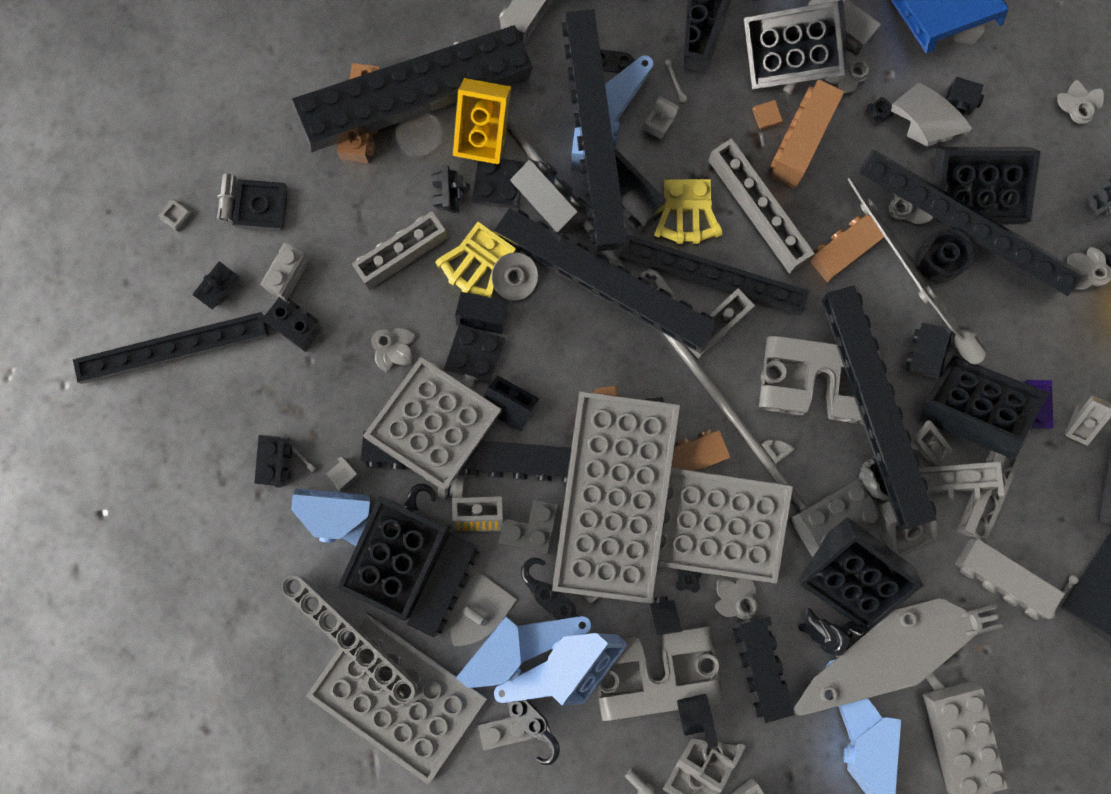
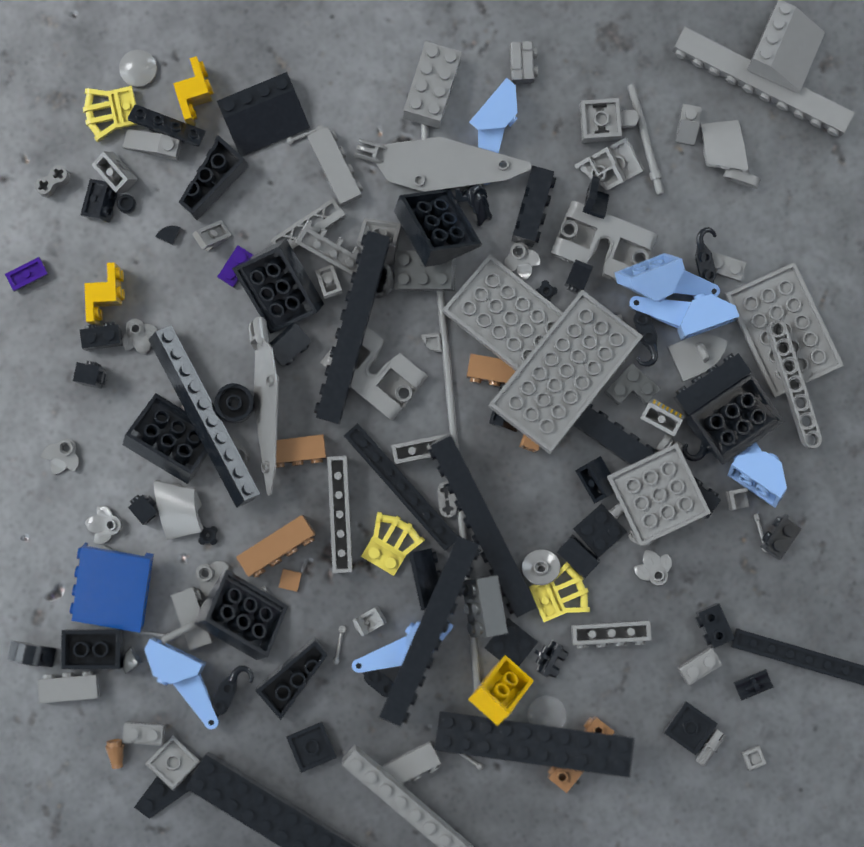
camera: 150 degrees left, 5 degrees up
(991, 59) = (101, 525): none -> light grey plate

